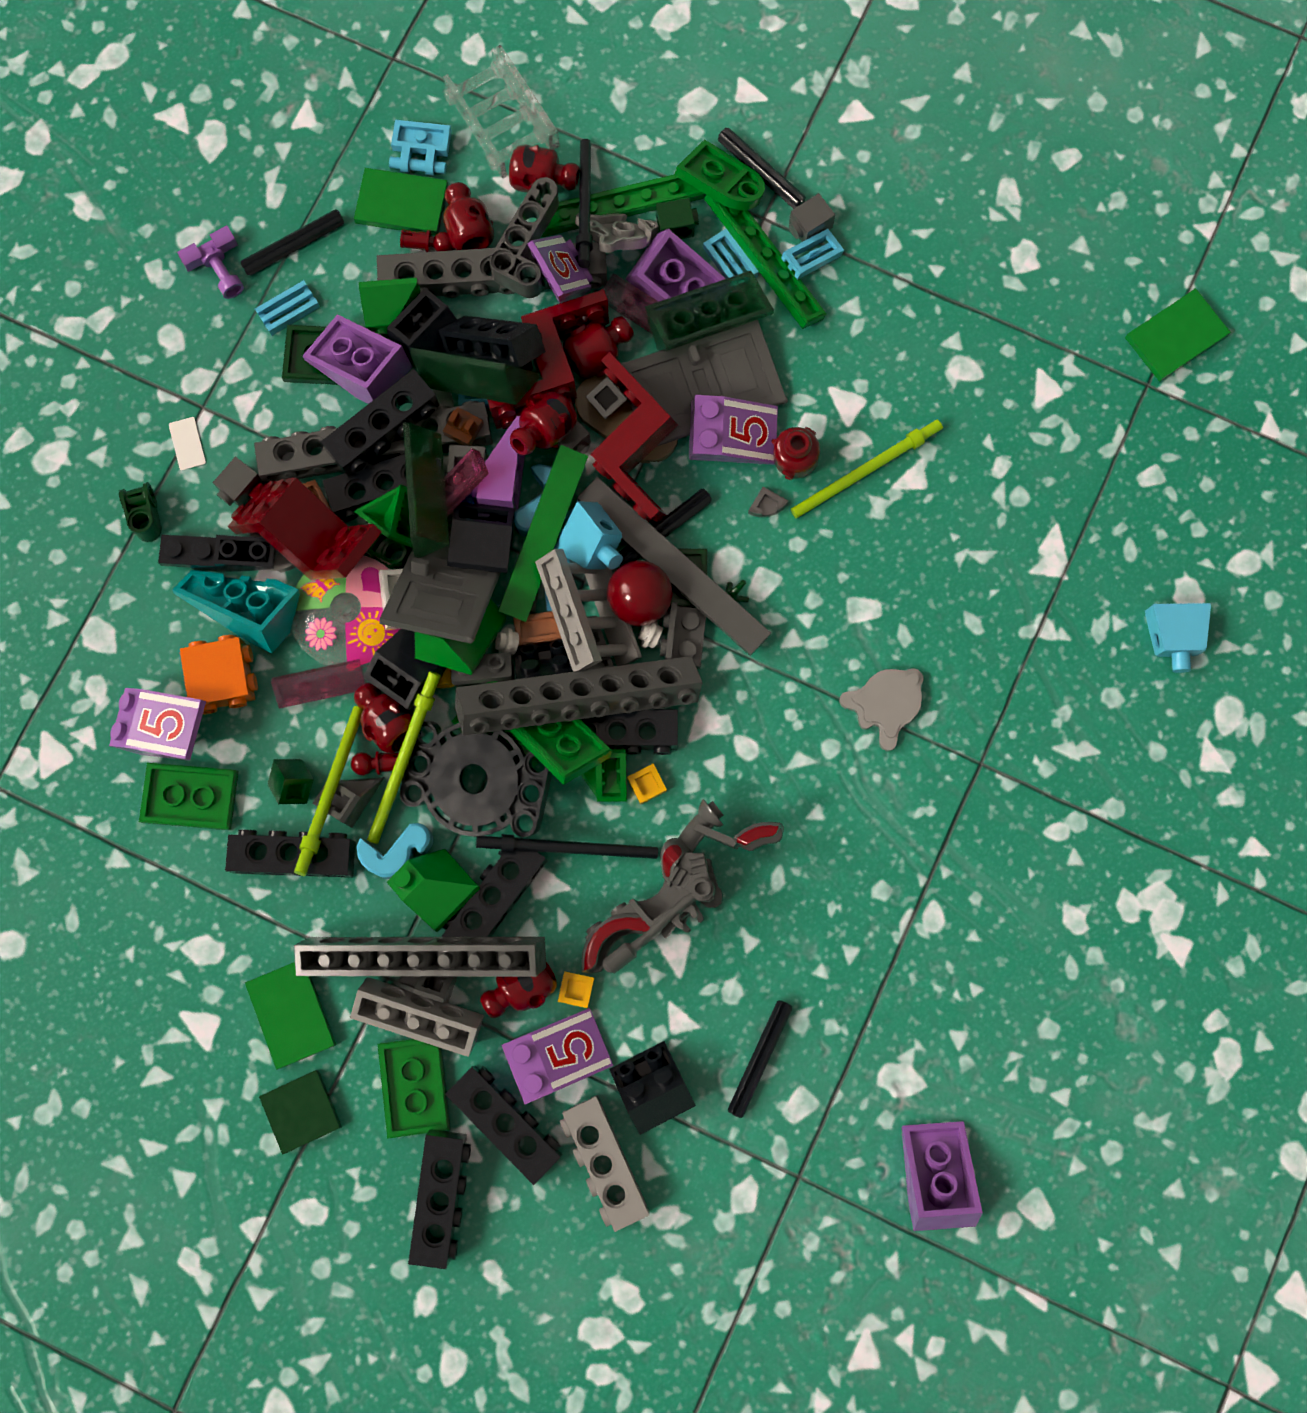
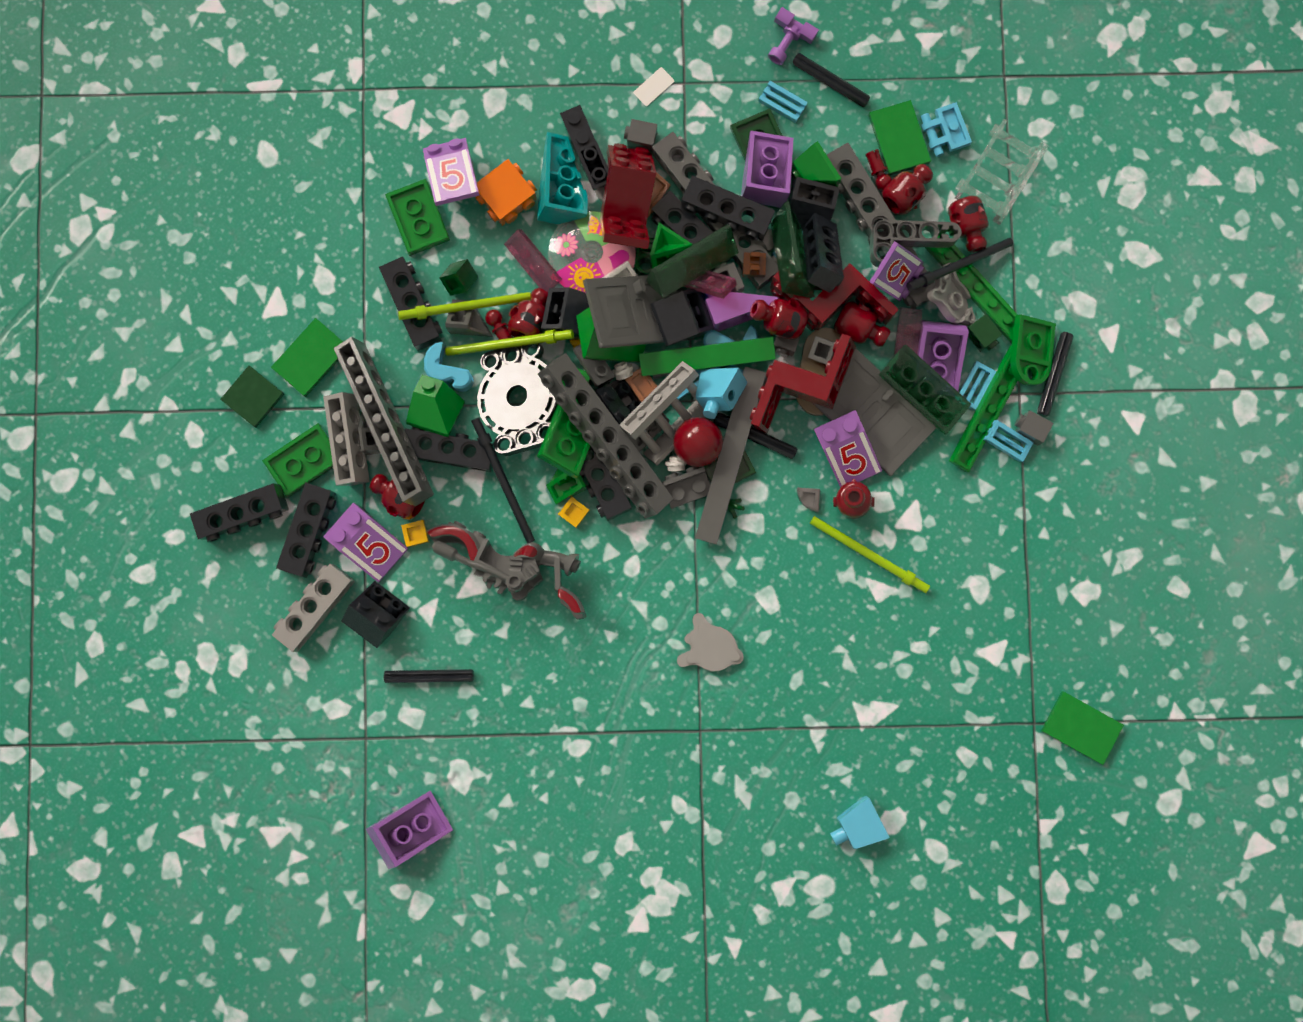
camera: 60 degrees right, 5 degrees up
(141, 506) = (592, 79): dark green piece -> none

